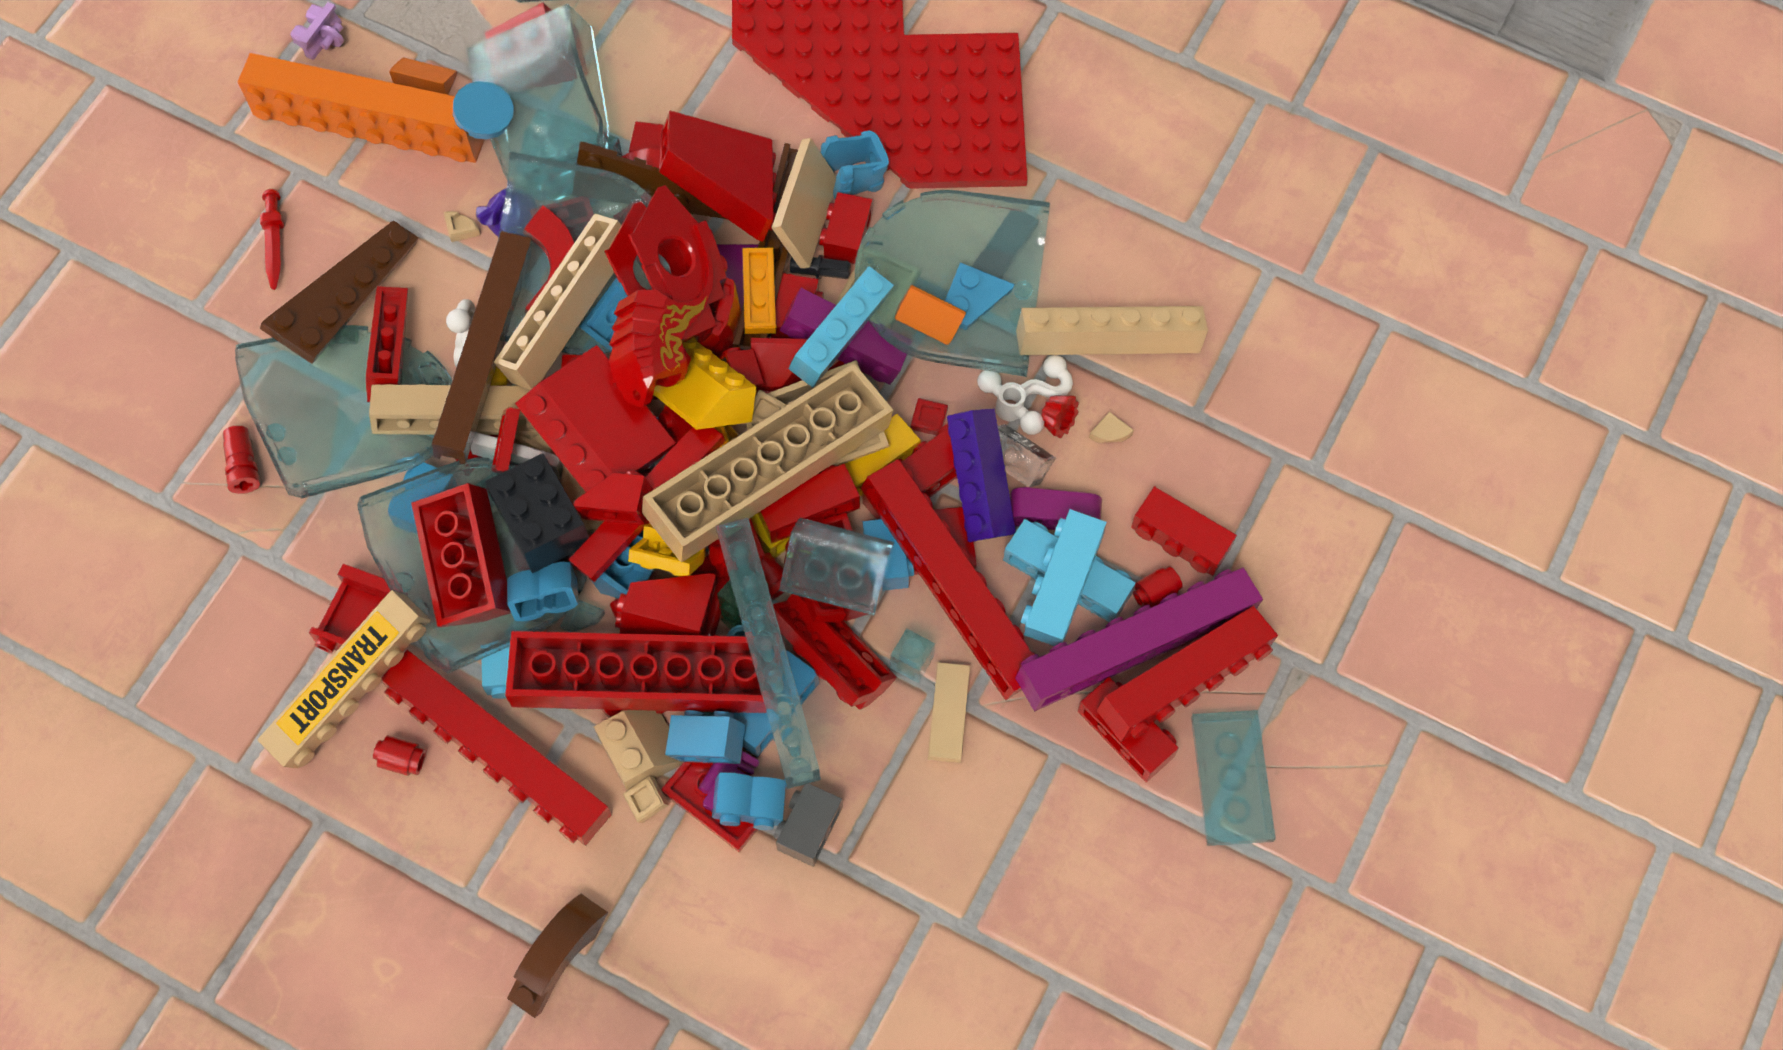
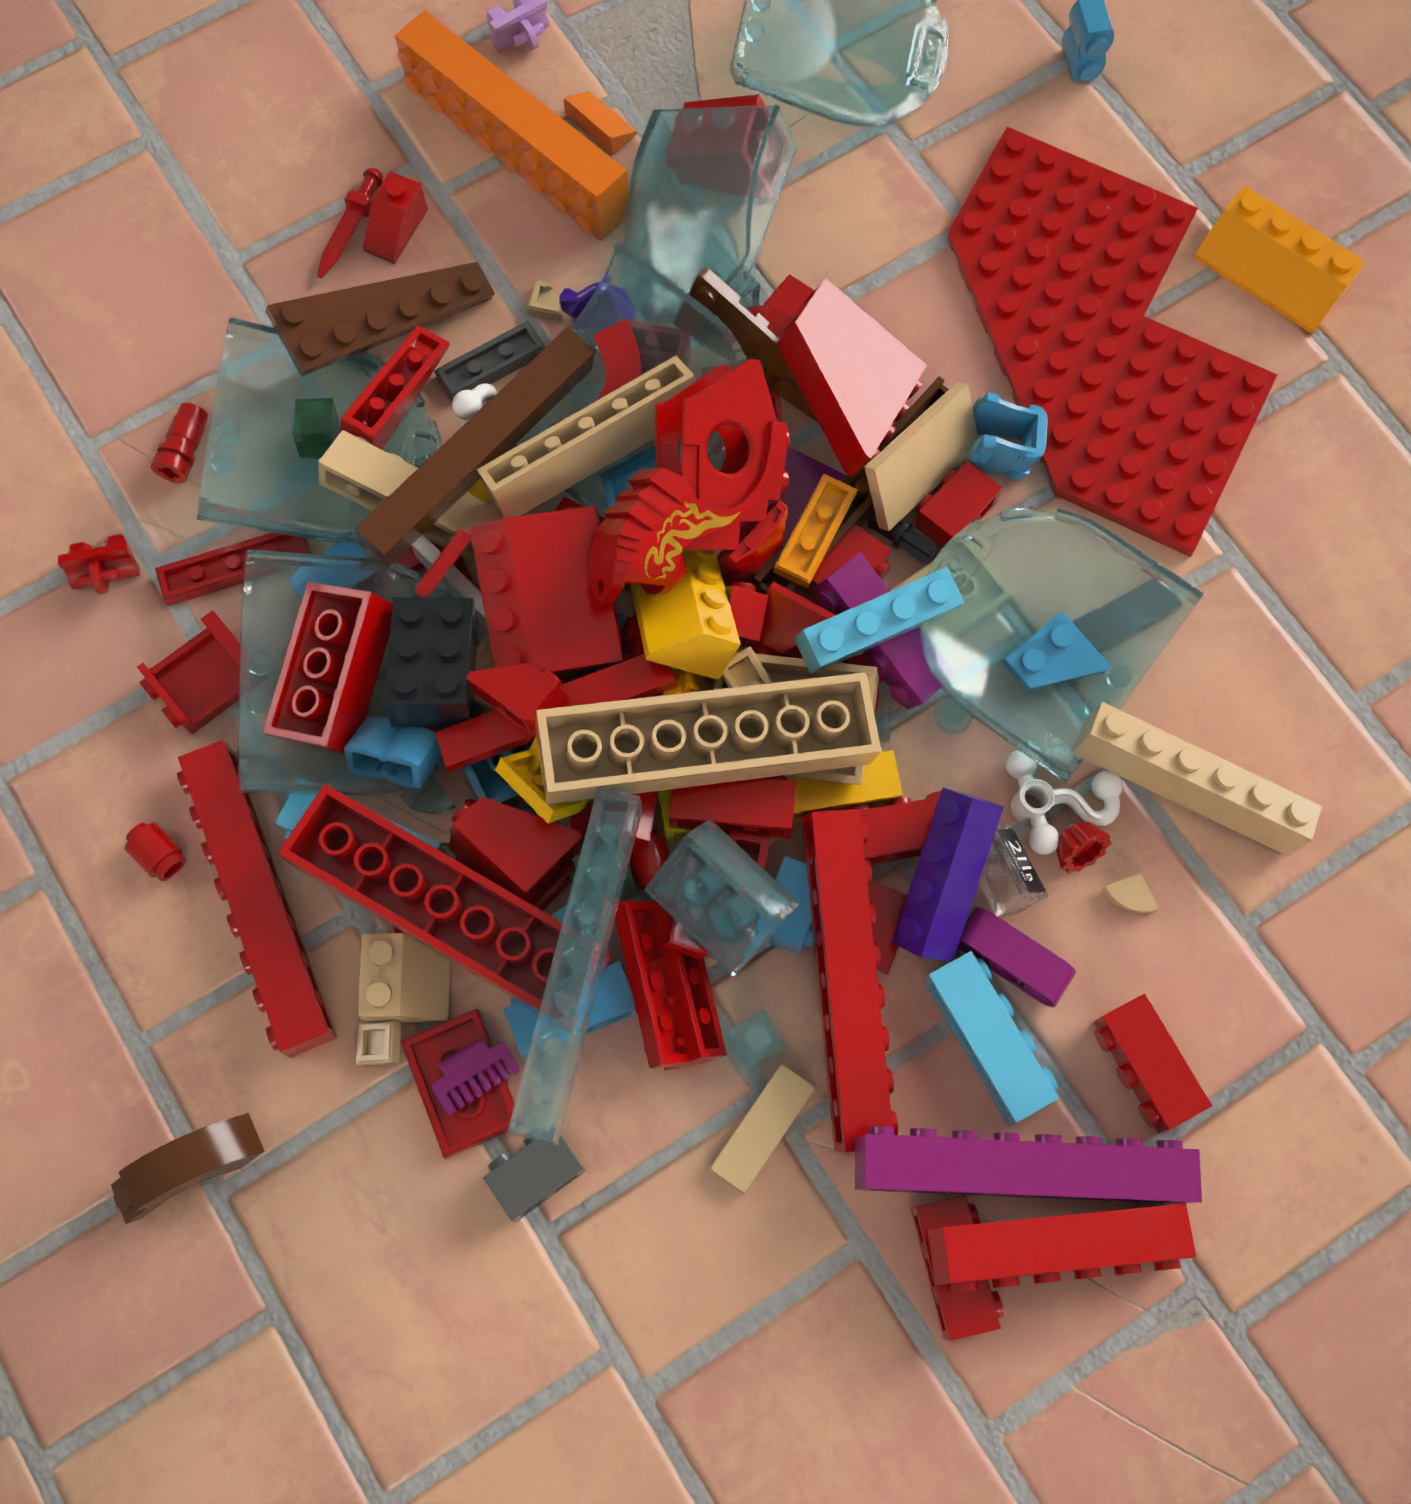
camera: 30 degrees right, 5 degrees up
(230, 577) = (99, 565): none -> red hips
(307, 218) = (394, 216): none -> red slope
(325, 534) = (219, 567): none -> red tile
(342, 397) = (314, 426): none -> clear green brick
(344, 680) = (138, 740): brick -> none
(444, 289) = (491, 360): none -> dark grey tile
(483, 110) = (627, 183): dark azure tile -> none
(705, 738) = (471, 1016): dark azure brick -> none
(748, 800) = (478, 1111): dark azure brick -> none
(923, 373) = (951, 717): none -> clear light blue tile
(928, 416) = (930, 769): red tile -> none
(929, 315) = (991, 655): orange slope -> none
(1064, 578) = (977, 1050): medium azure brick -> none
(1157, 586) = (1083, 1115): red brick -> none
(1232, 778) = (1048, 1395): clear light blue tile -> none

